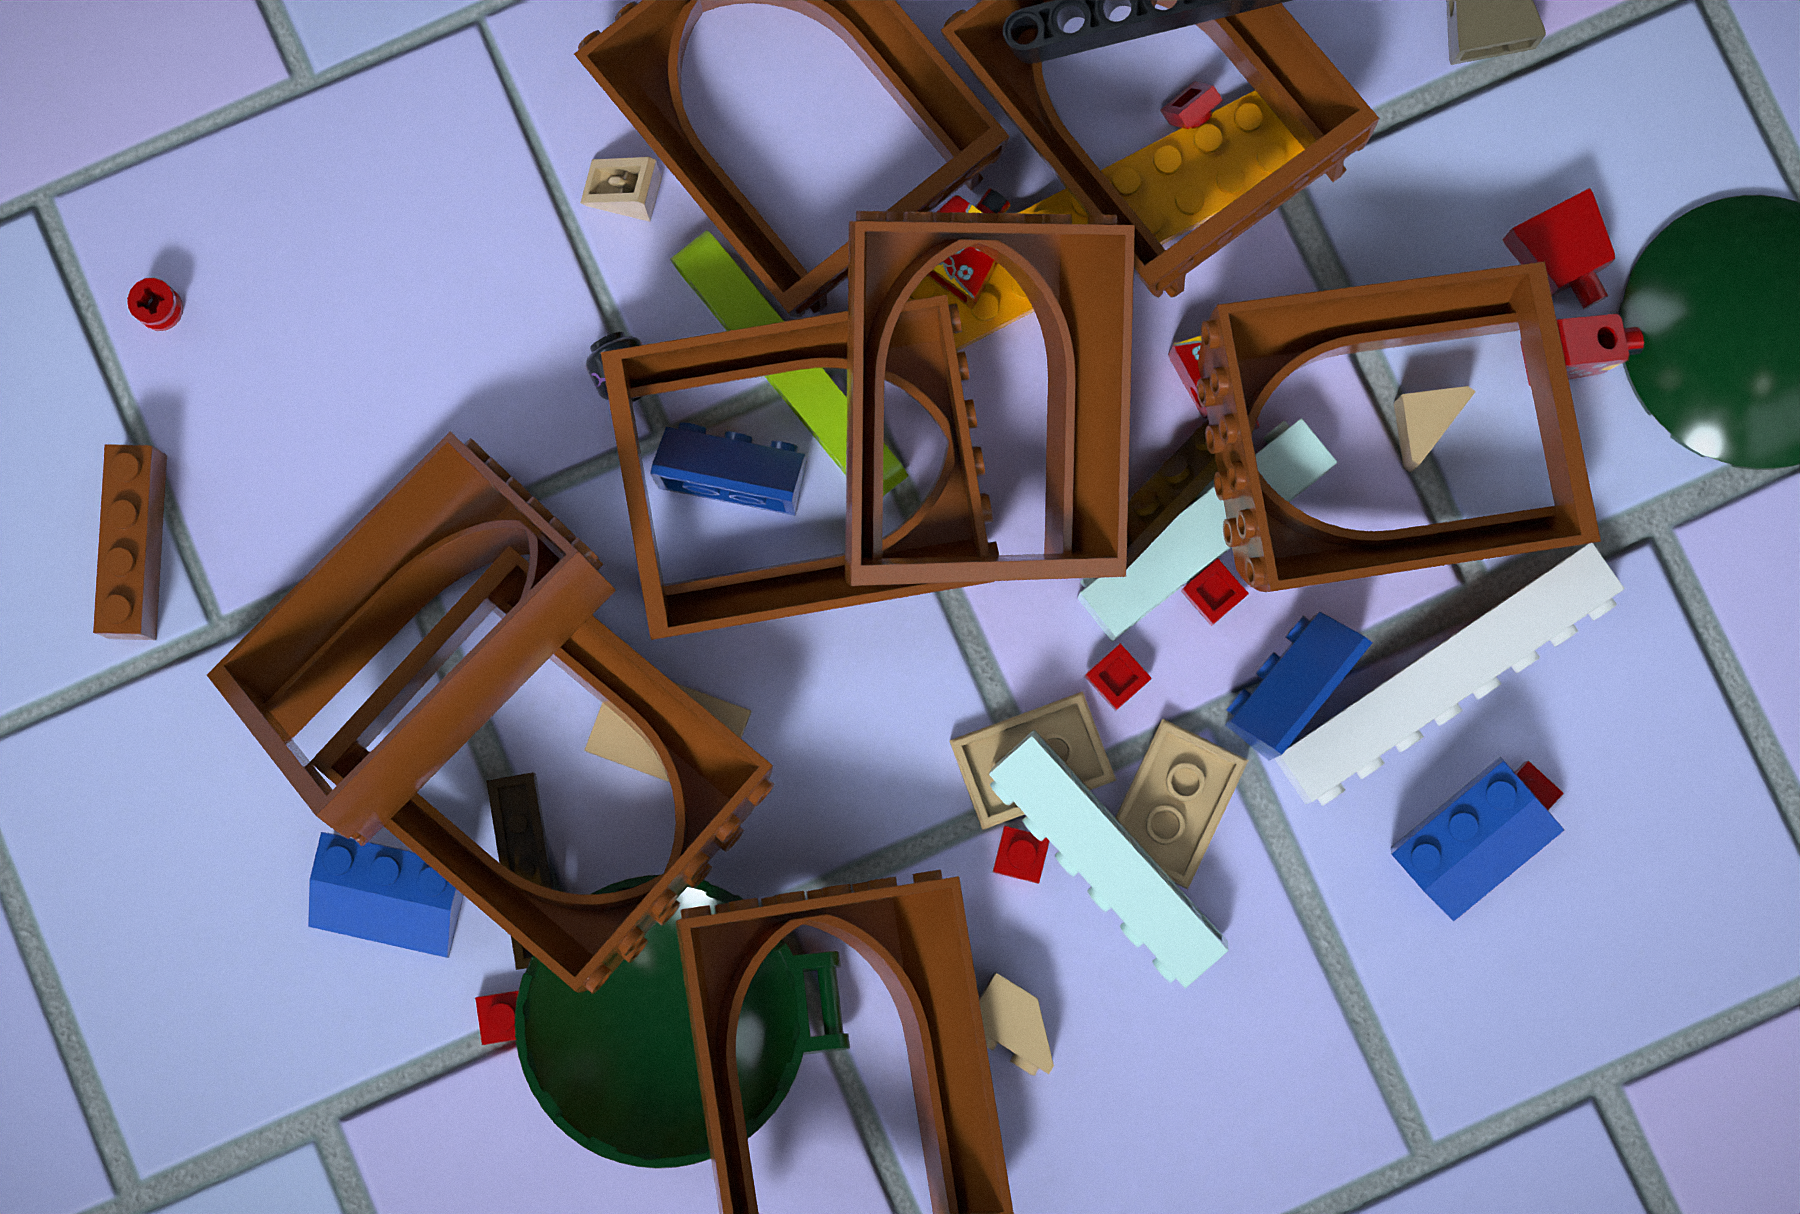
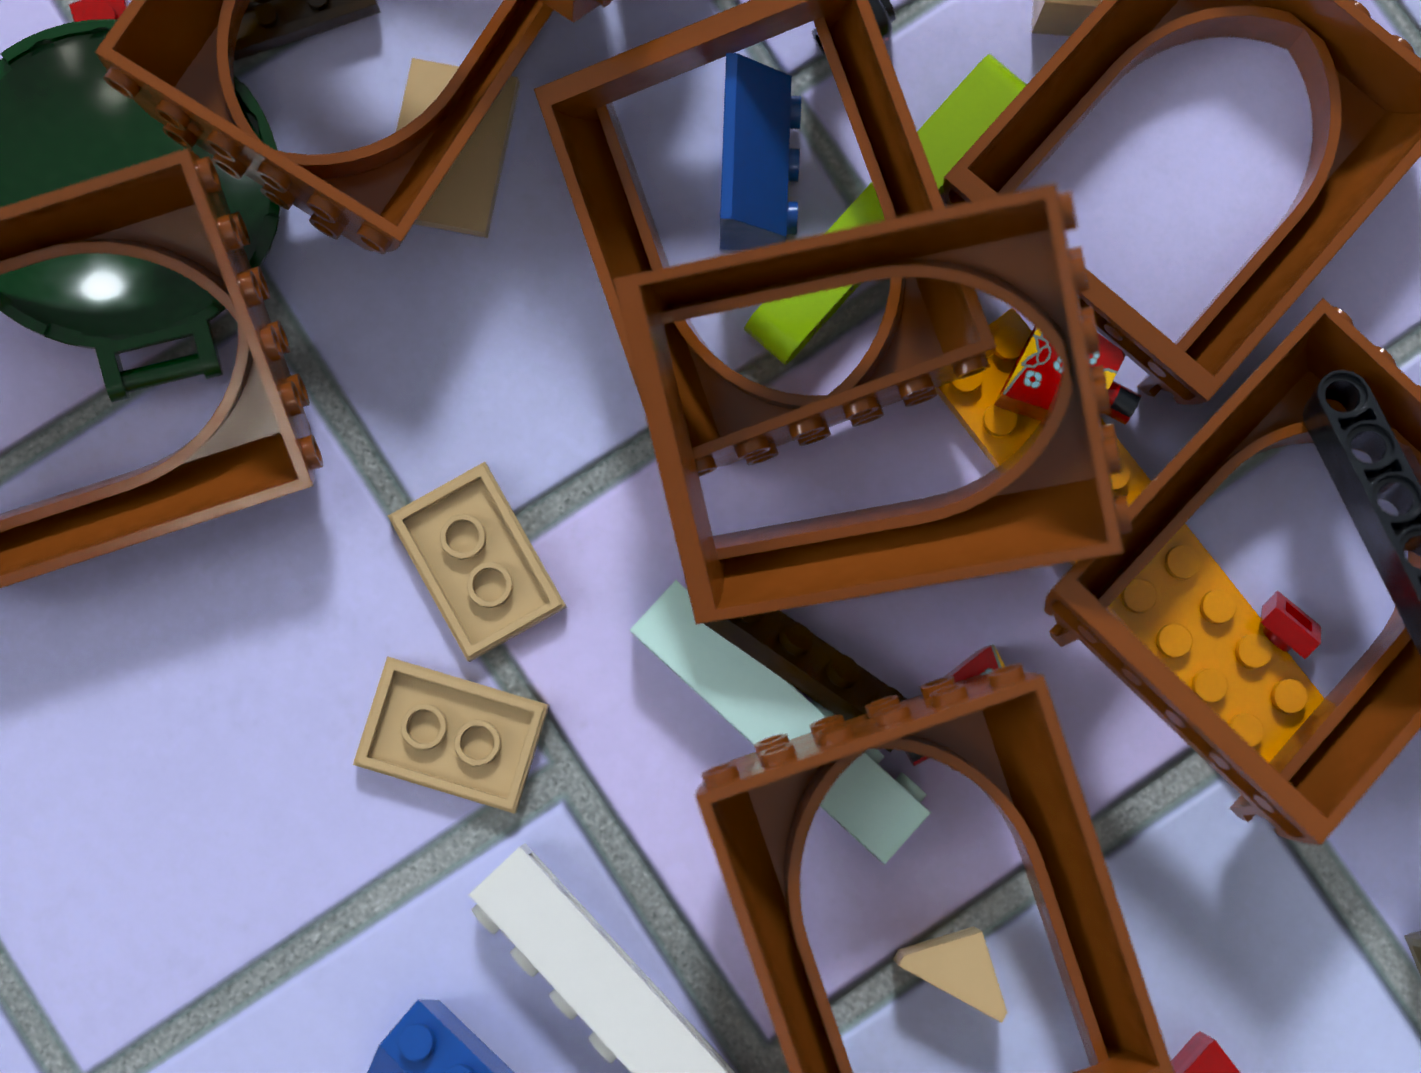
camera: 80 degrees right, 0 degrees up
(1015, 1022) = (167, 585): tan slope -> none
(1020, 855) = (366, 565): red plate -> none
(1108, 859) = (366, 664): light aqua brick -> none
(1117, 677) = (587, 643): red plate -> none
(1214, 592) = (706, 740): red plate -> none
(1295, 683) = (607, 854): blue slope -> none

